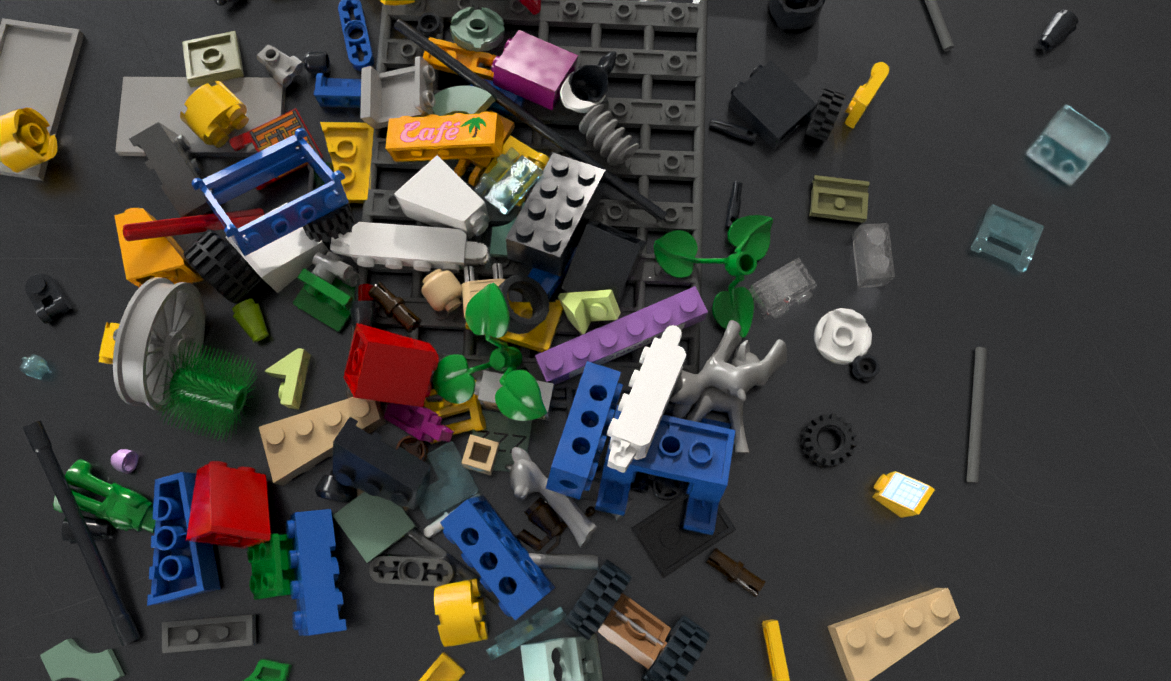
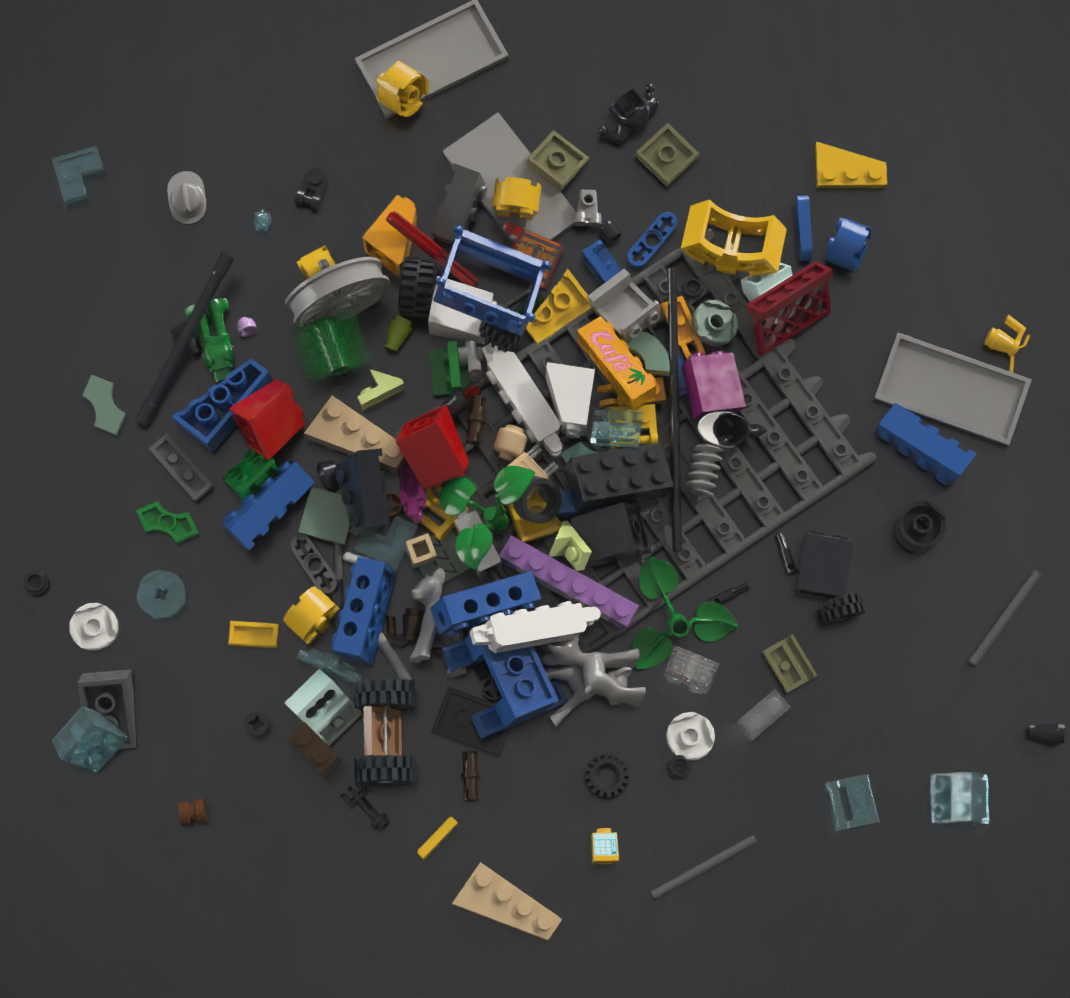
camera: 50 degrees right, 0 degrees up
(866, 94) = (878, 628): yellow plate -> none

